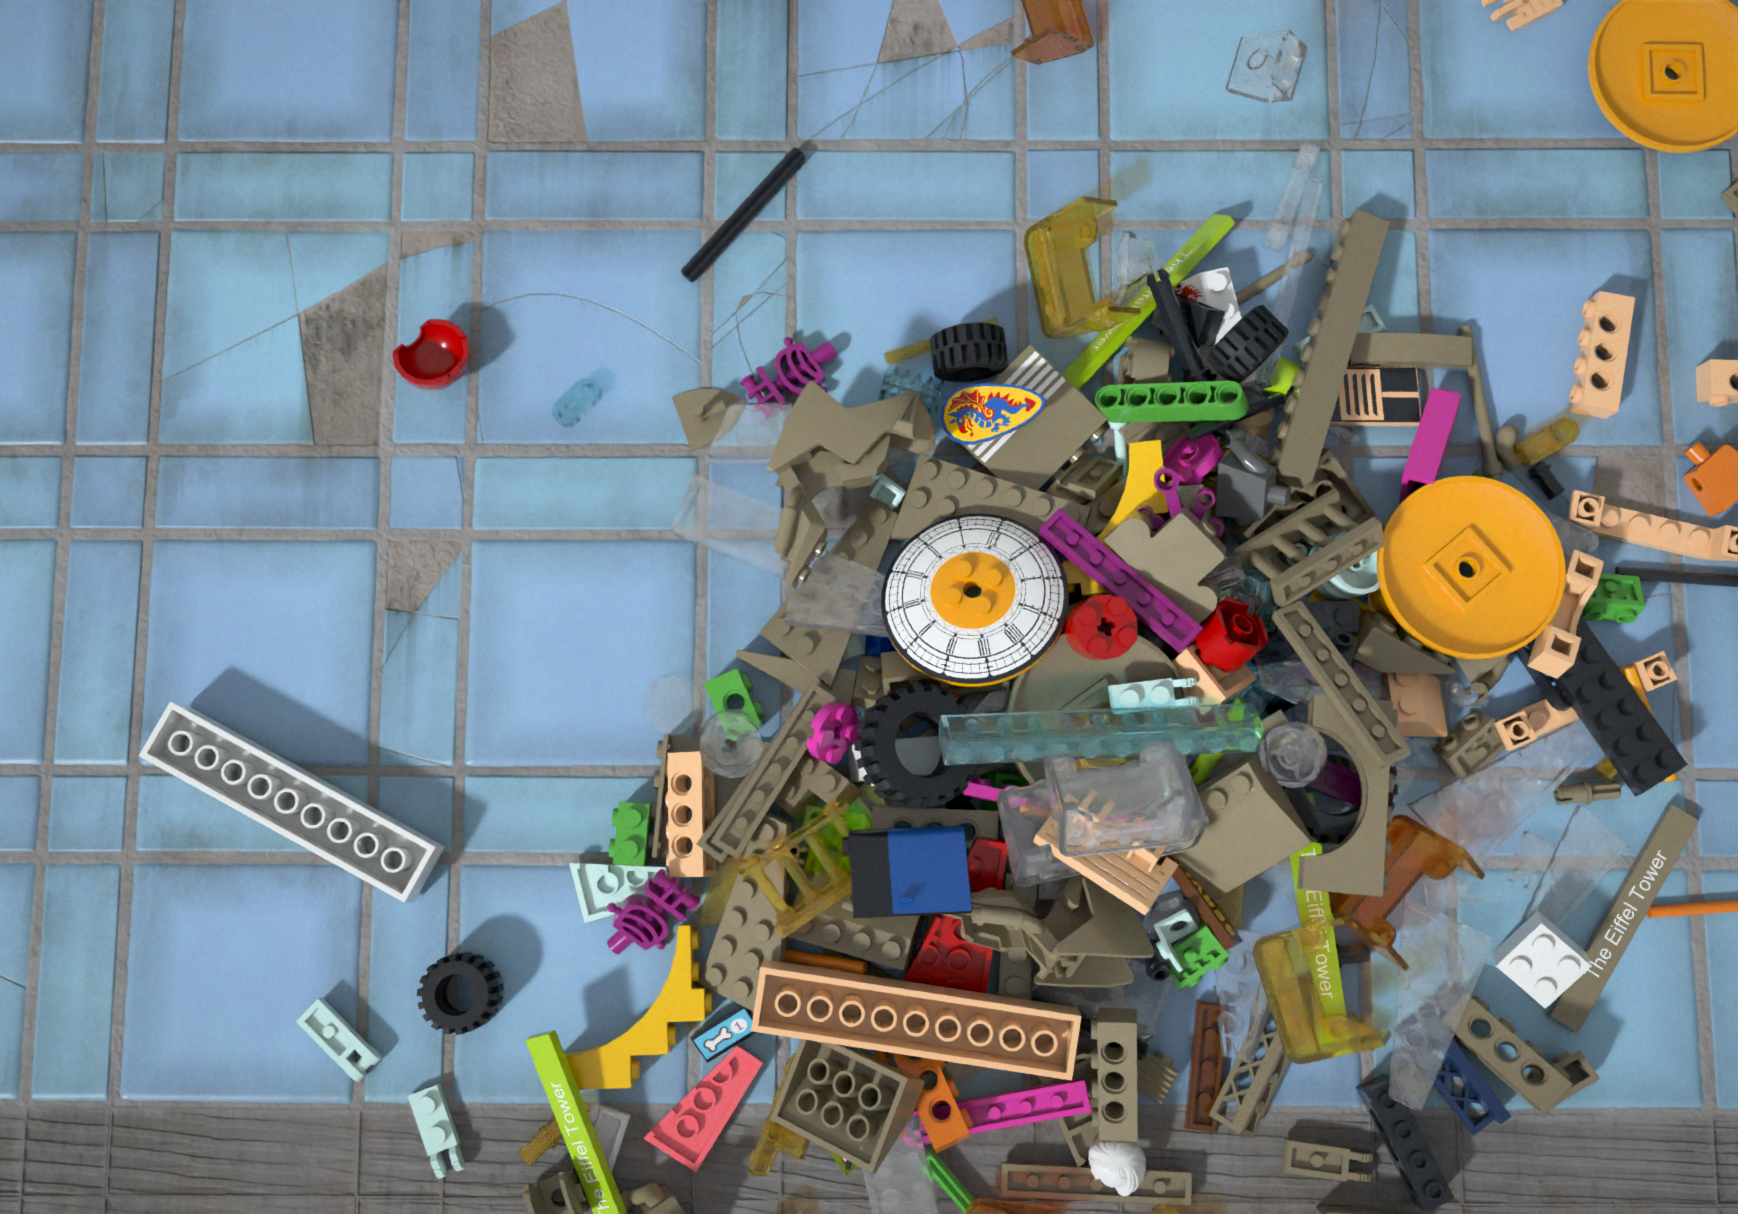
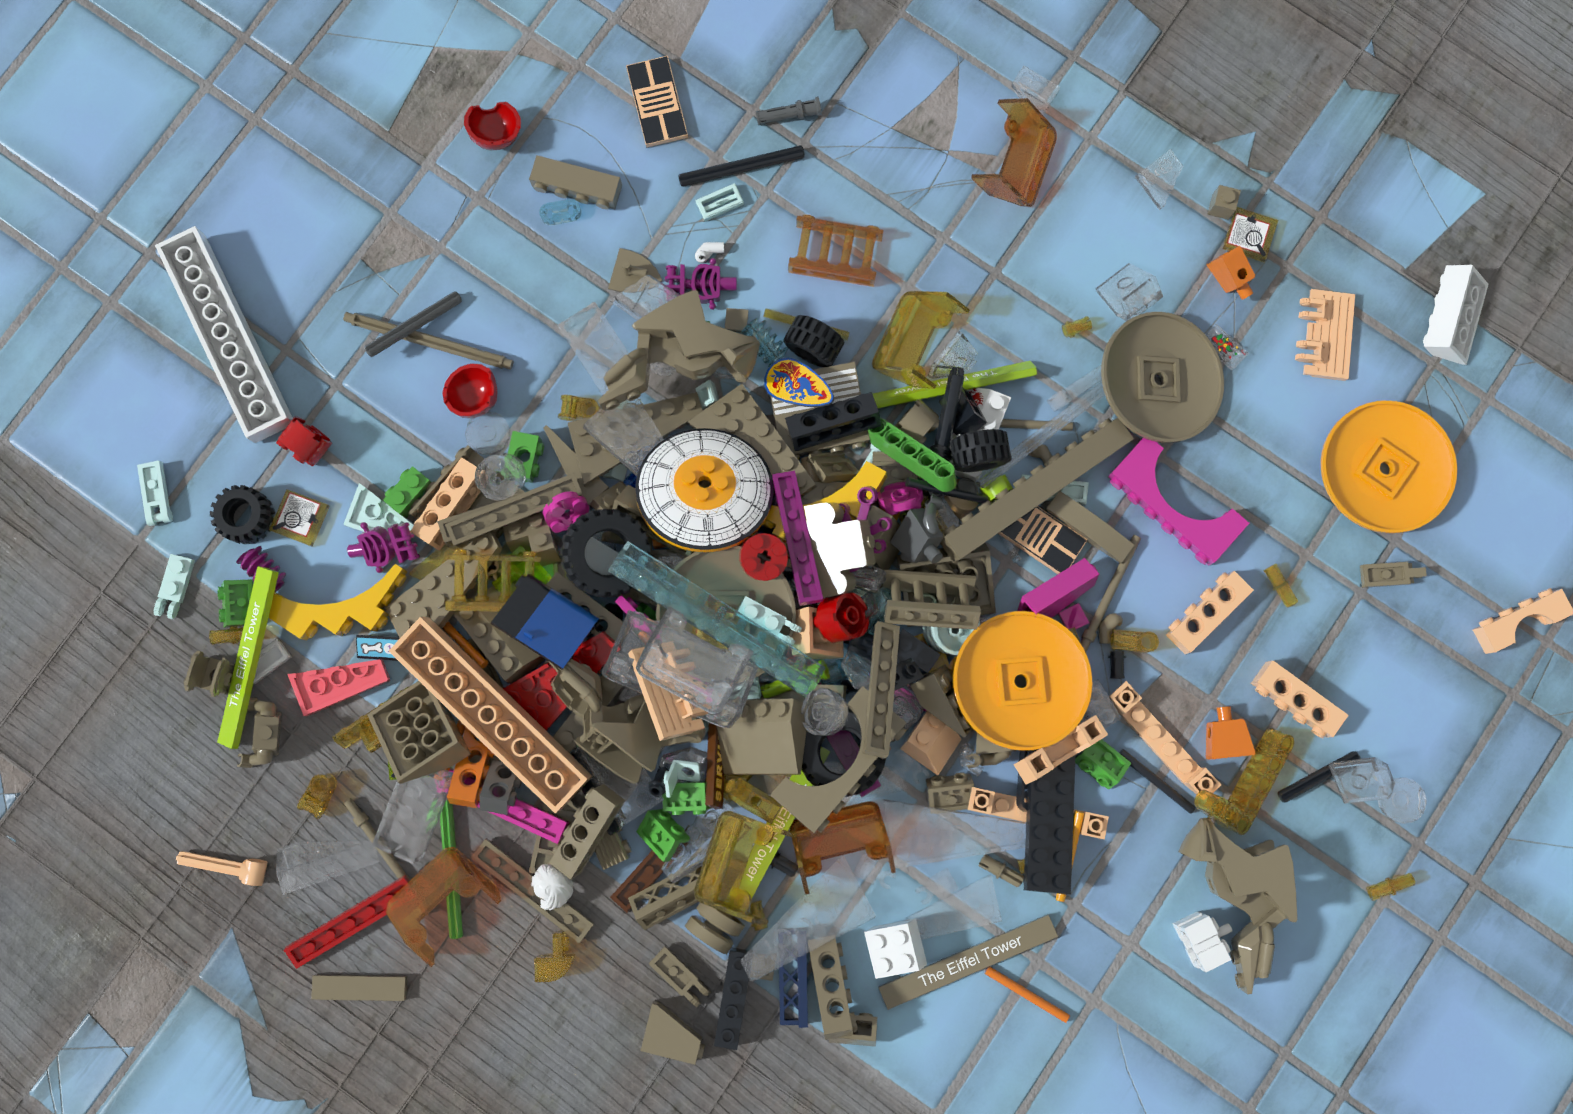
camera: 30 degrees right, 0 degrees up
(473, 859) = (305, 441): none -> red brick
(501, 641) = (413, 324): none -> dark grey axle
(514, 1036) = (251, 560): none -> magenta piece
(523, 1097) = (235, 601): none -> bright green bracket
(526, 950) = (299, 517): none -> tile
(530, 647) = (431, 341): none -> dark tan piece
(571, 357) = (575, 182): none -> dark tan brick
(597, 206) = (657, 101): none -> black tile
(623, 671) = (470, 391): none -> red cylinder
(735, 292) = (726, 208): none -> light aqua tile
(755, 608) = (575, 408): none -> clear yellow piece
(763, 110) = (797, 110): none -> dark grey pin
(772, 332) = (707, 249): none -> white arm
(861, 388) = (736, 319): none -> dark tan tile
(940, 253) = (842, 271): none -> clear orange fence
(980, 1094) = (499, 789): none -> dark grey brick
(1056, 441) = (833, 421): none -> black brick
(1195, 1016) = (662, 833): none -> bright green bracket
(1233, 148) = (1071, 328): none -> clear yellow pin
(1258, 906) = (748, 796): none -> clear yellow torso
(1304, 306) = (1041, 452): none -> dark tan arm
(1331, 1081) = (714, 928): none -> dark tan wheel
(1392, 109) = (1185, 363): none -> dark tan dish
(1408, 59) = (1226, 347): none -> clear tile
(1422, 263) = (1203, 537): none -> dark pink arch
(1461, 460) = (1073, 617): none -> dark pink tile
(1654, 273) = (1281, 585): none -> clear yellow axle

